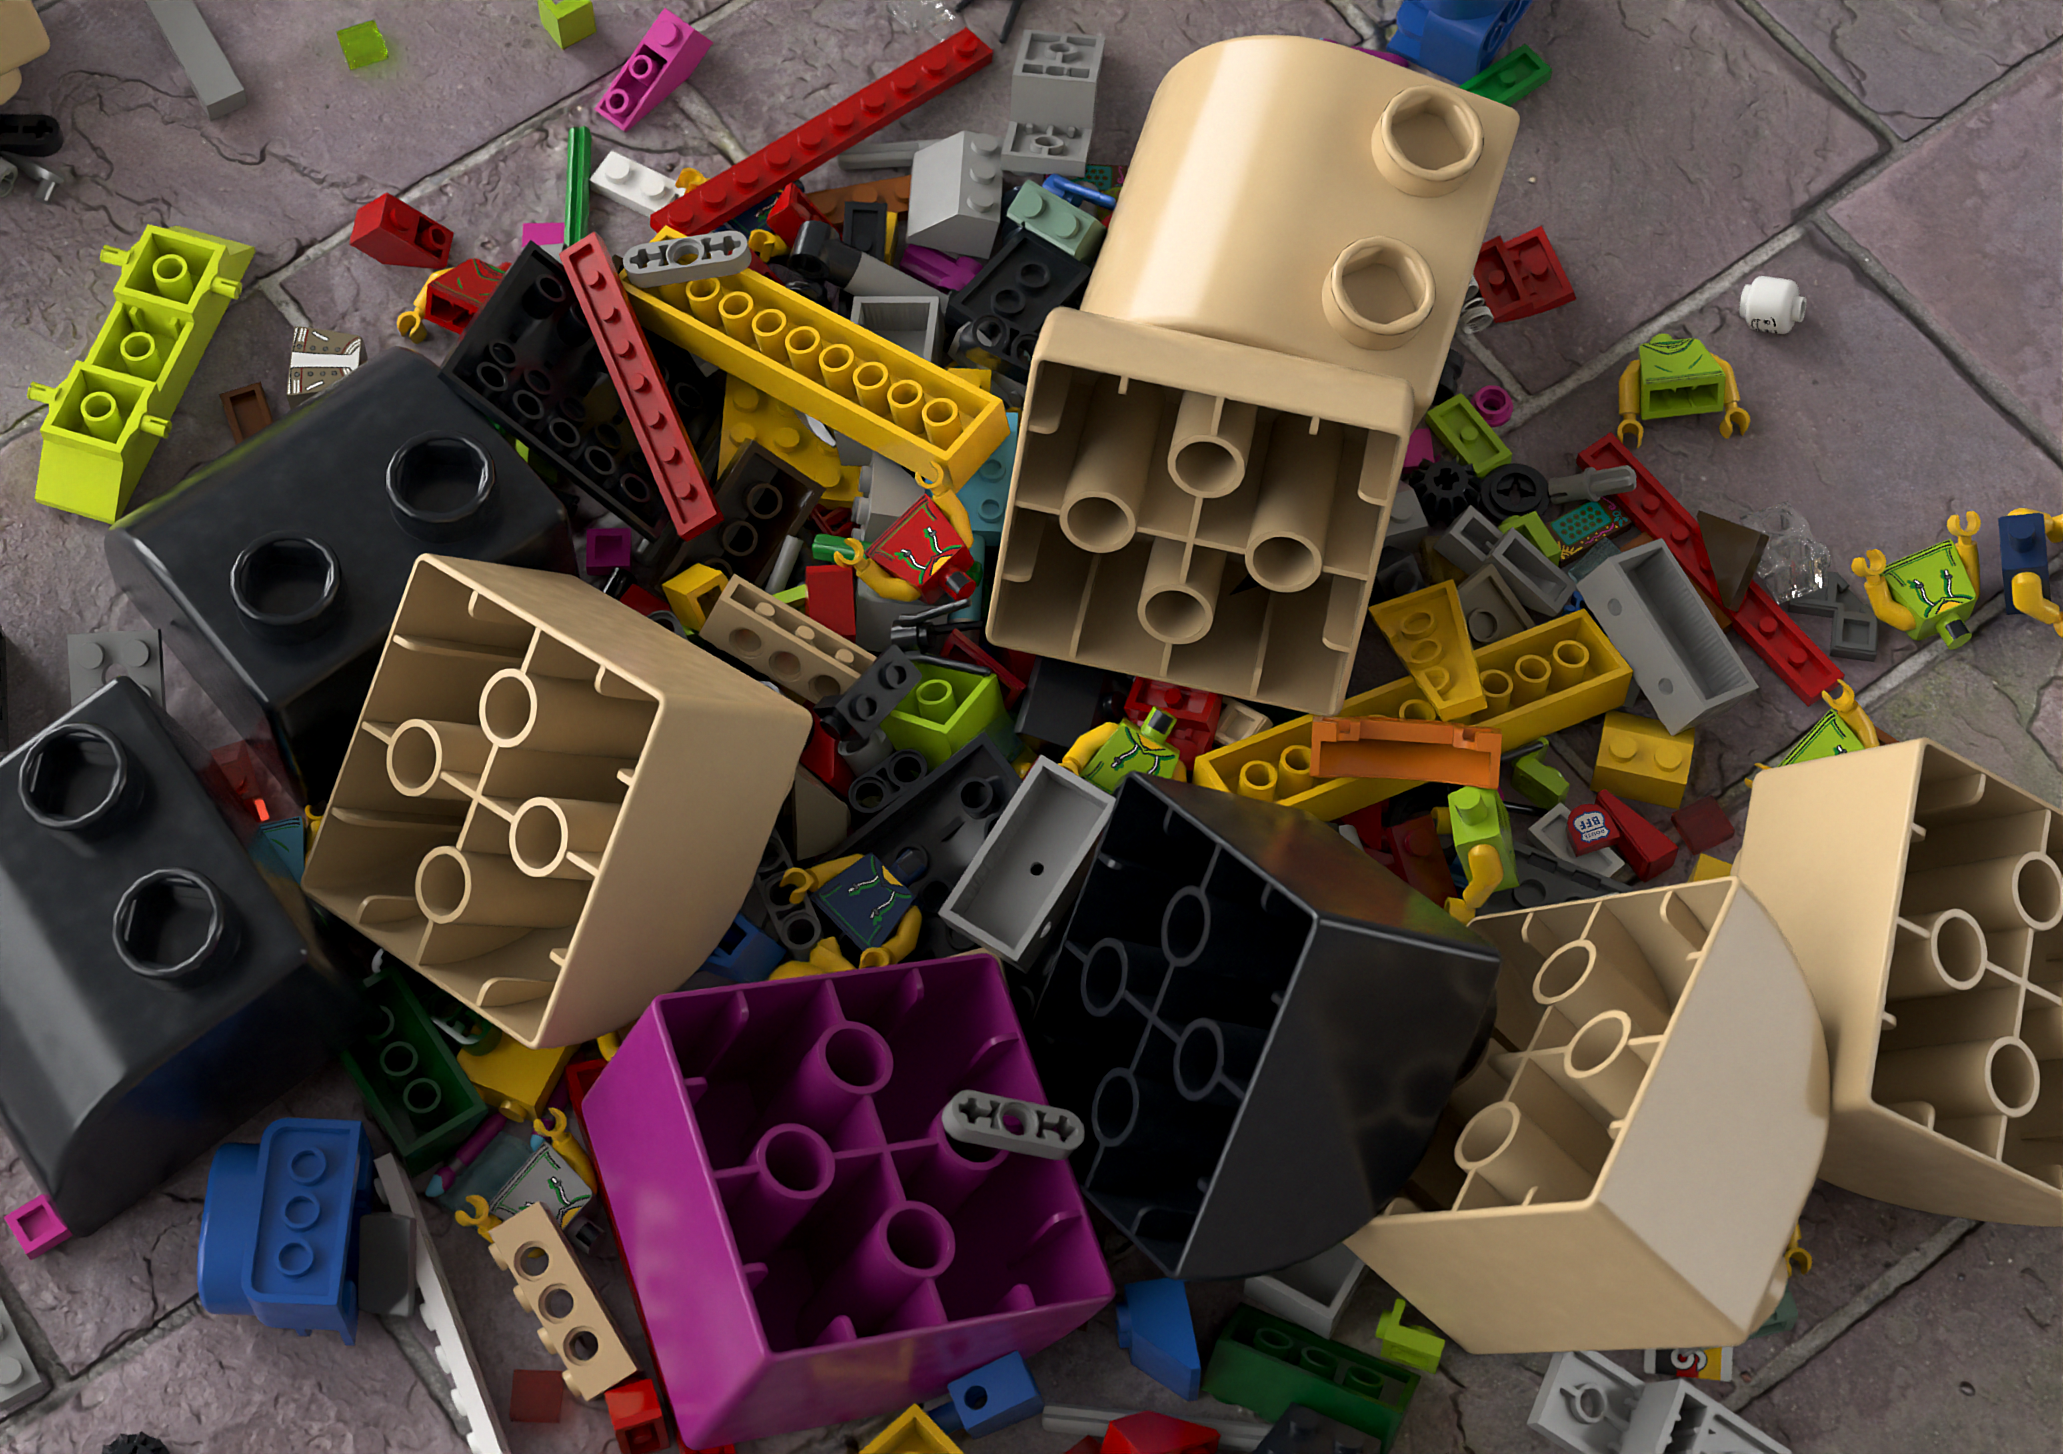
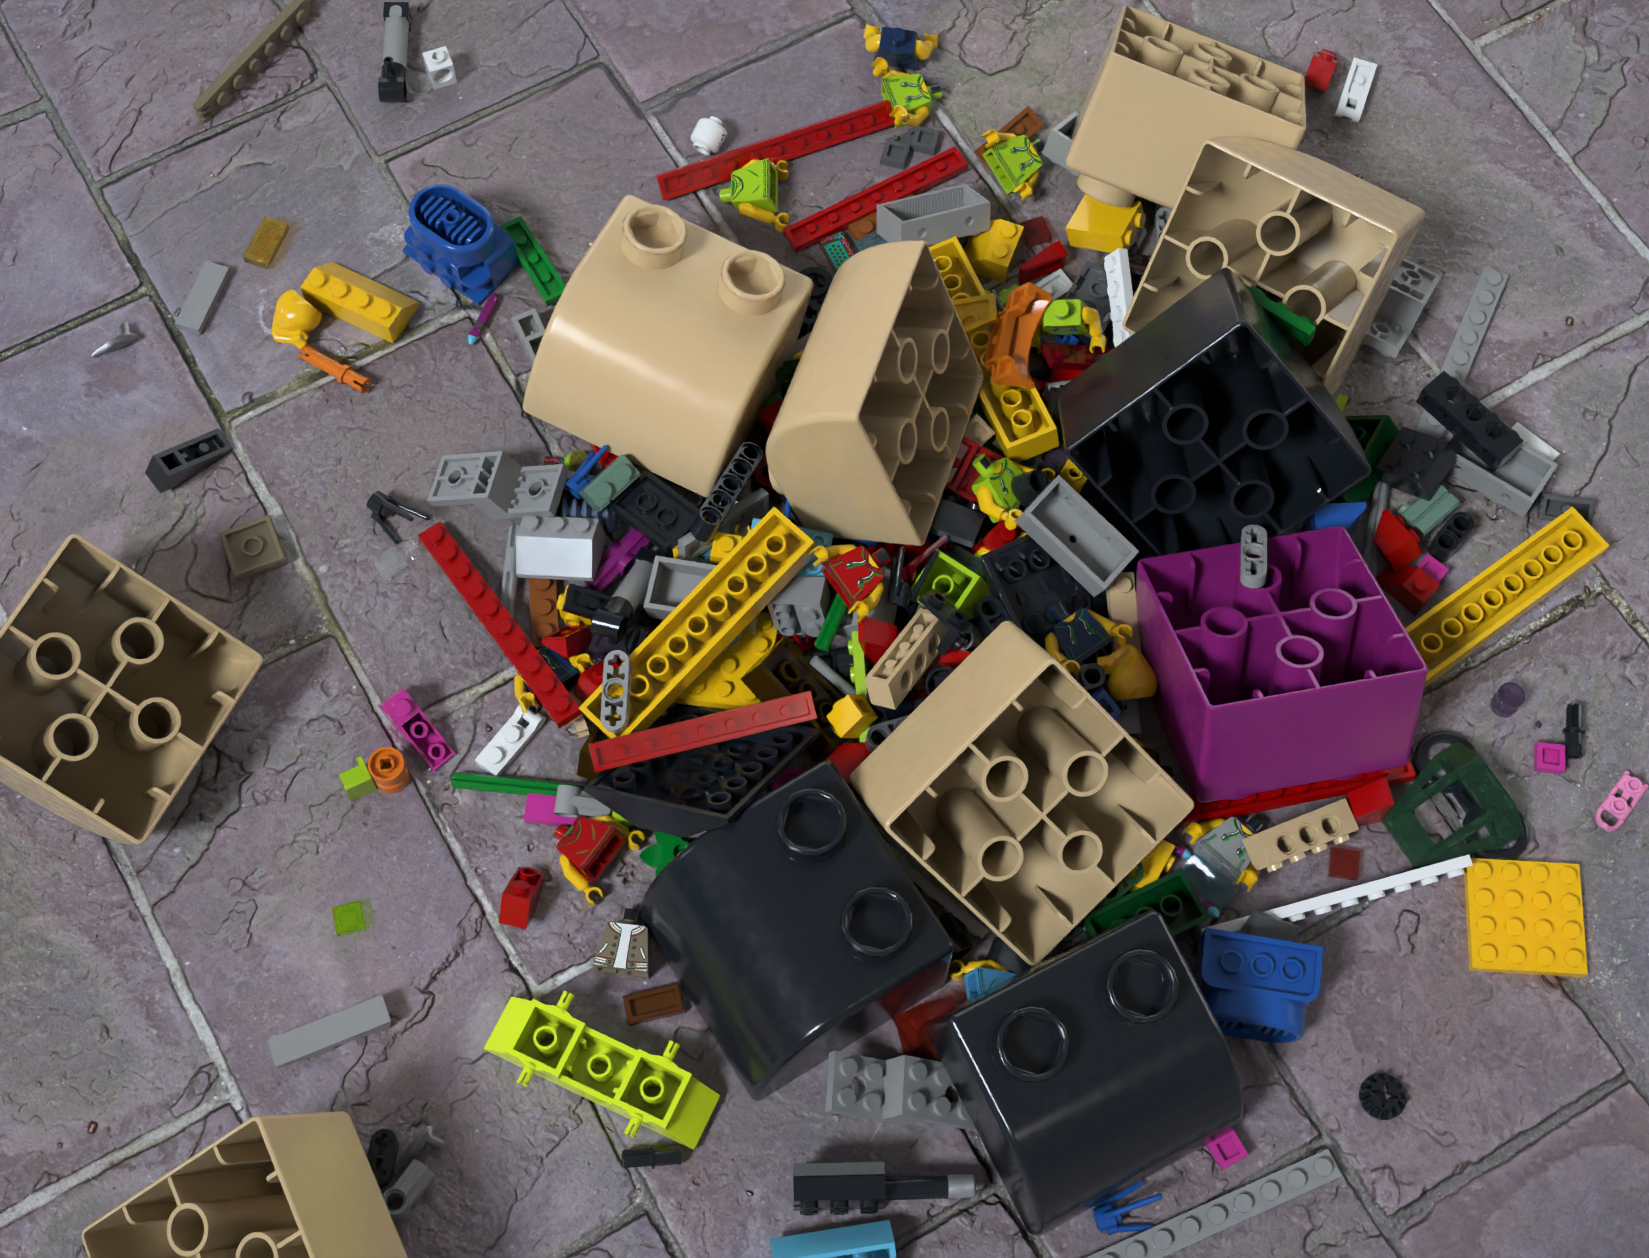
camera: 85 degrees left, 5 degrees up
(23, 449) = (651, 1157): none -> black axle
(580, 46) = (388, 770): none -> orange wheel
(1468, 1087) = (1291, 324): none -> green plate
(1590, 829) = (1043, 278): red tile -> none
(1592, 484) = (819, 242): light grey axle -> none
(1732, 554) = (879, 179): dark brown tile -> none
(1770, 404) = (776, 148): none -> red plate
(1792, 558) = (879, 163): clear brick -> none

